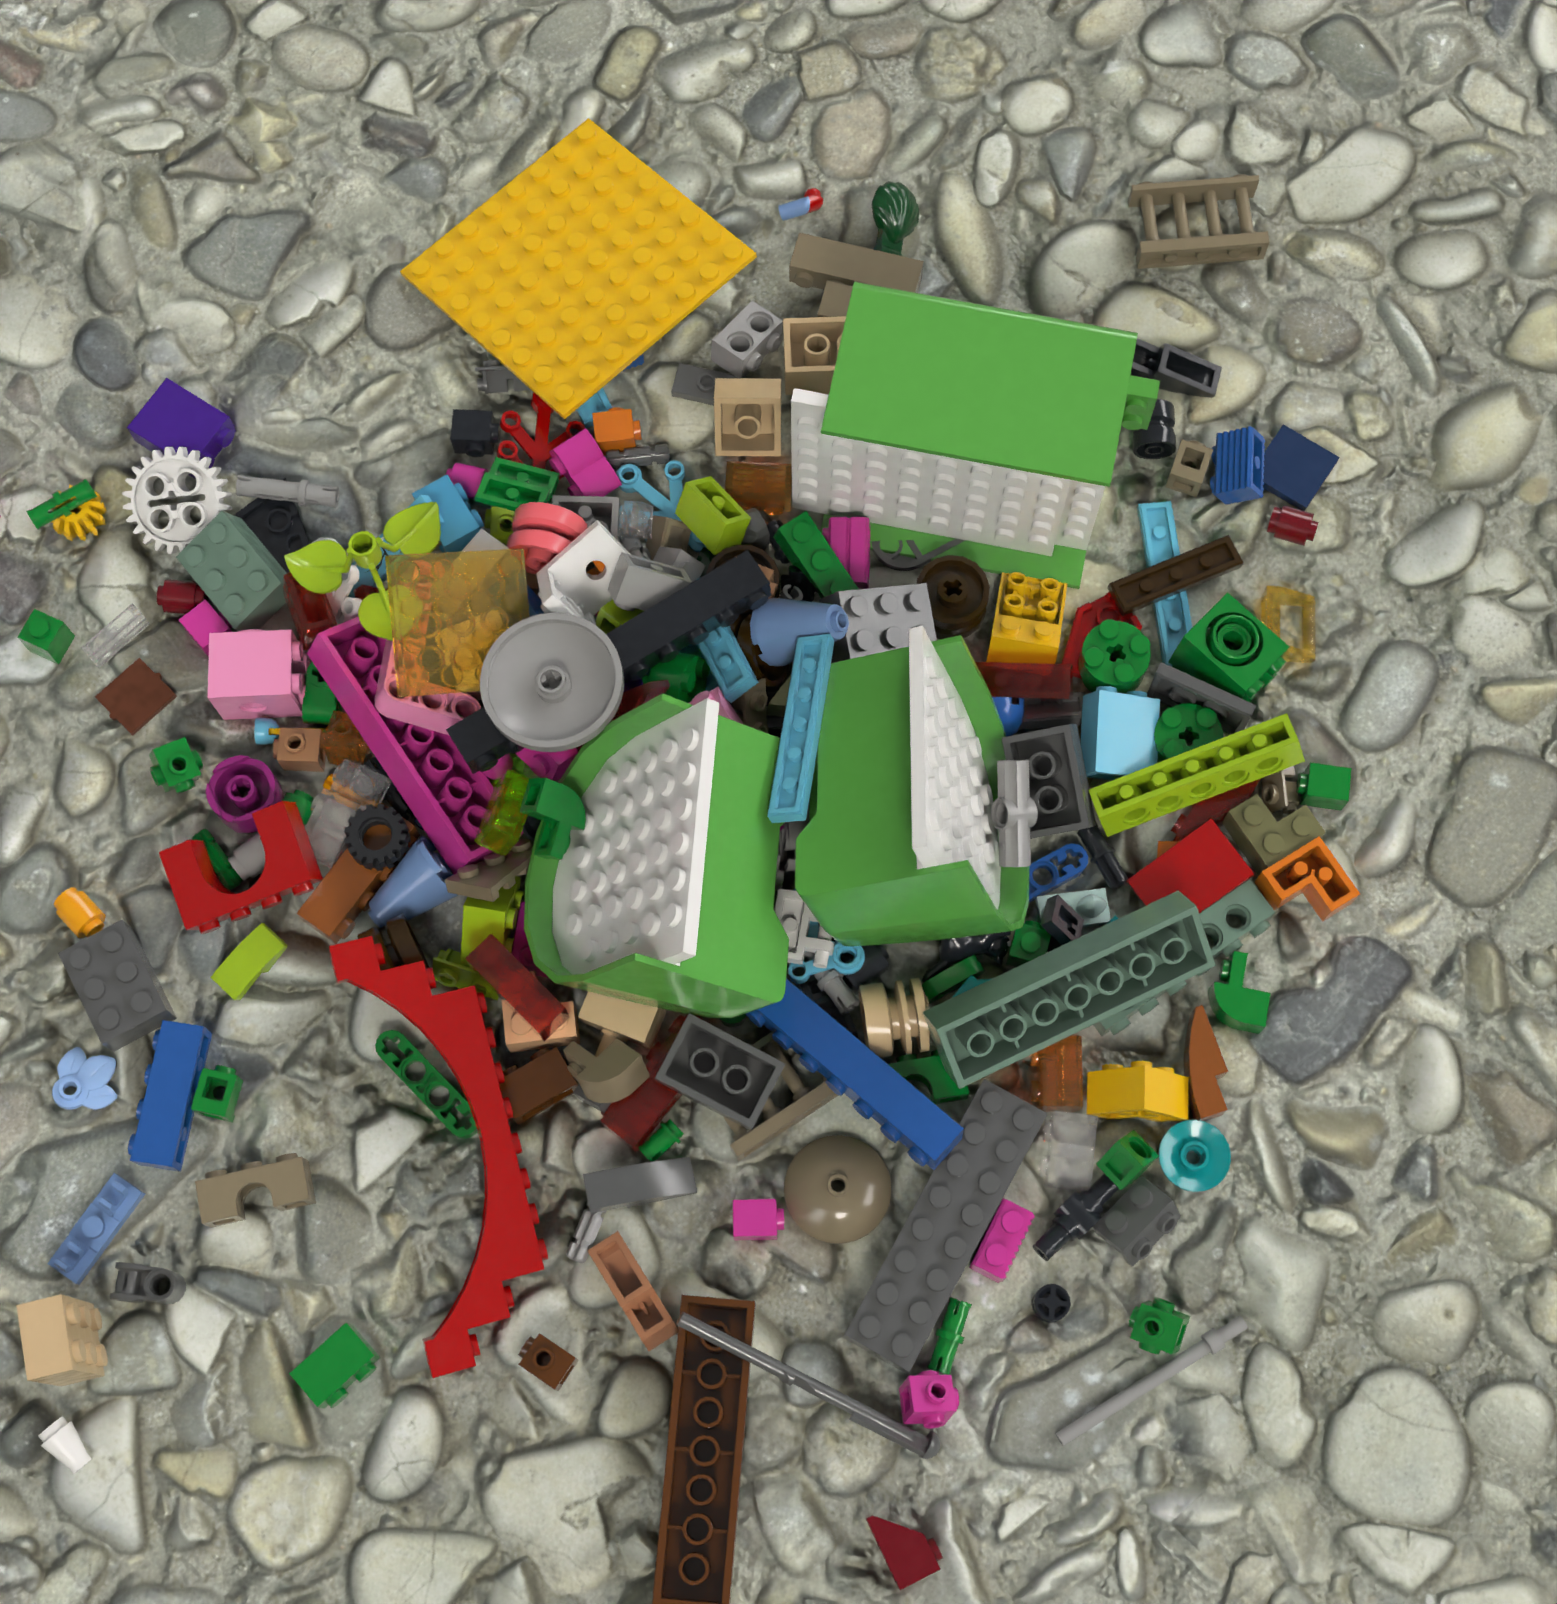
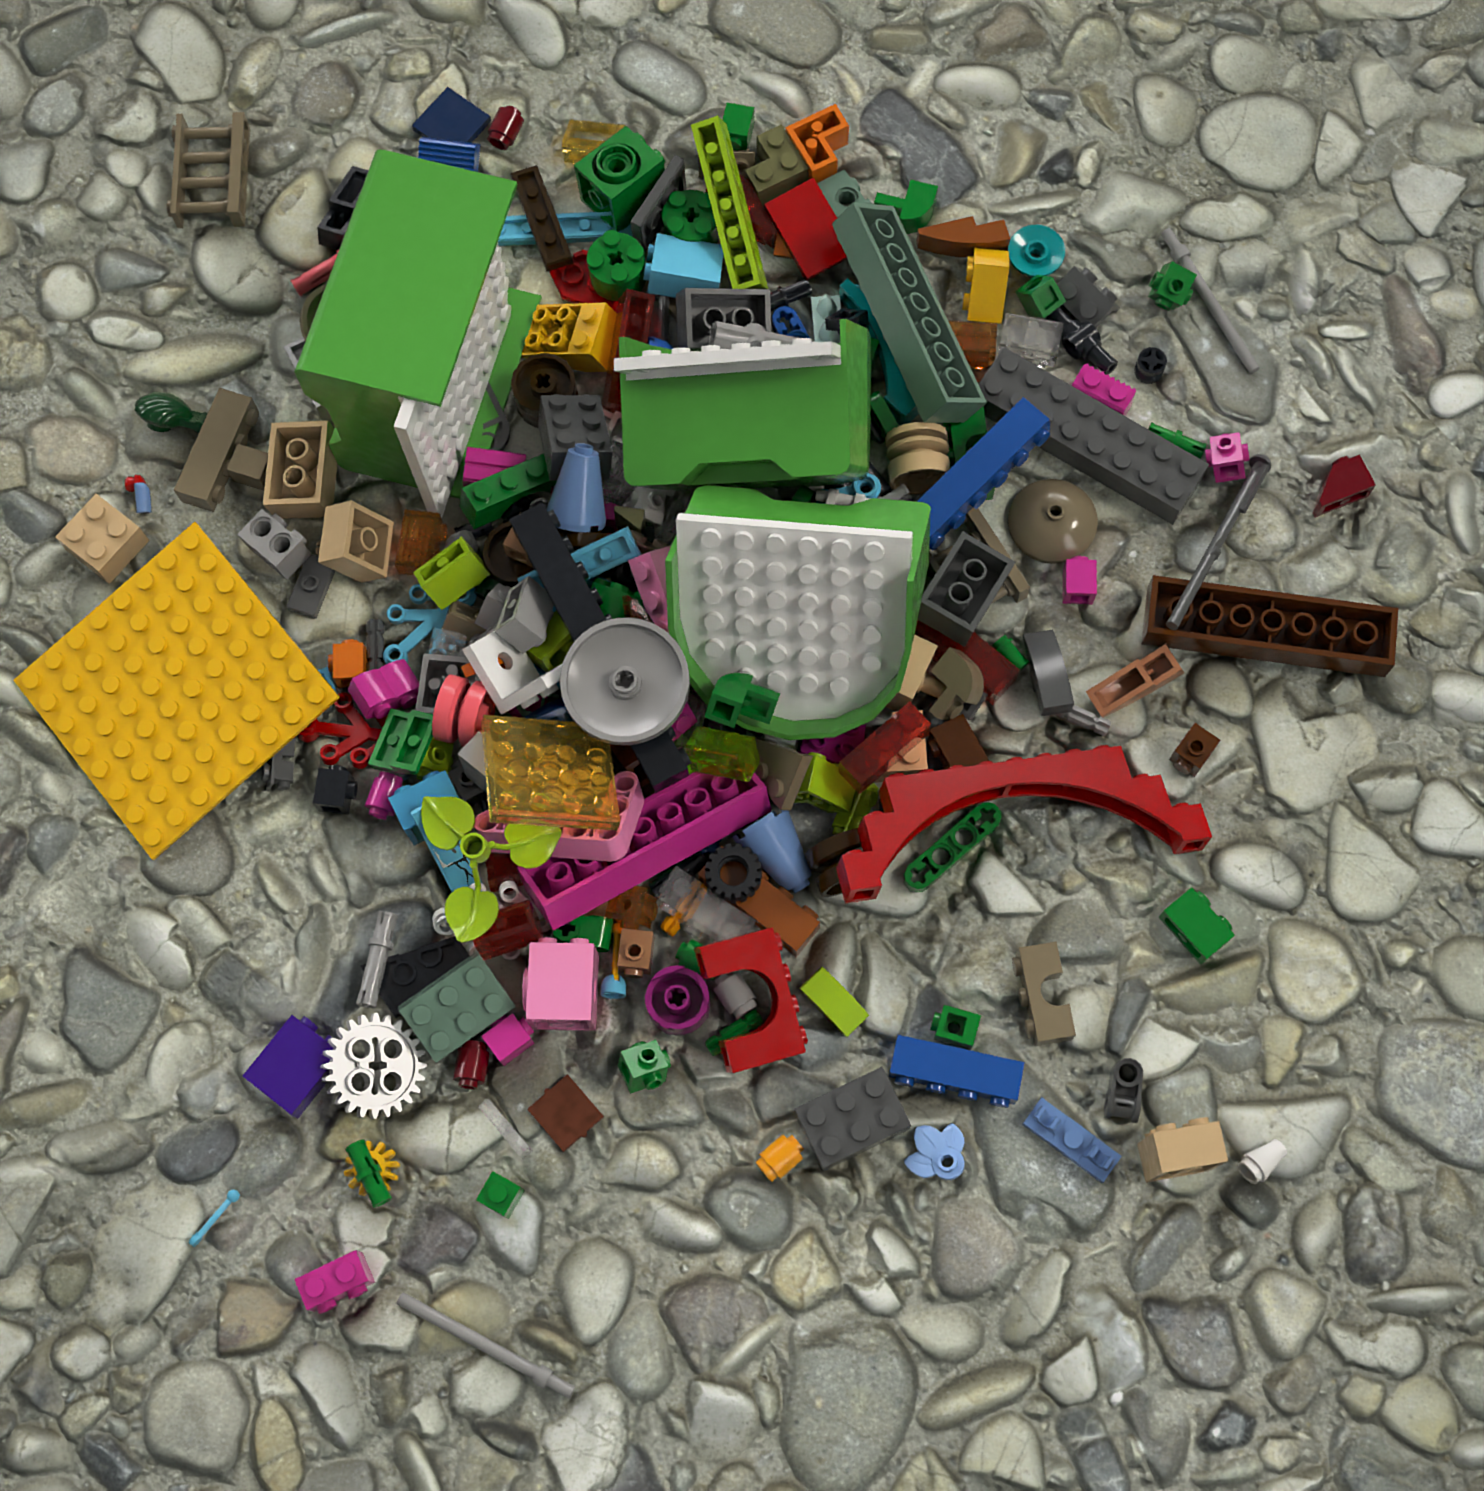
camera: 85 degrees left, 0 degrees up
(57, 390) = (232, 1196): none -> medium azure hinge
(744, 175) = (102, 538): none -> tan brick
(801, 729) = (685, 477): medium azure tile -> none

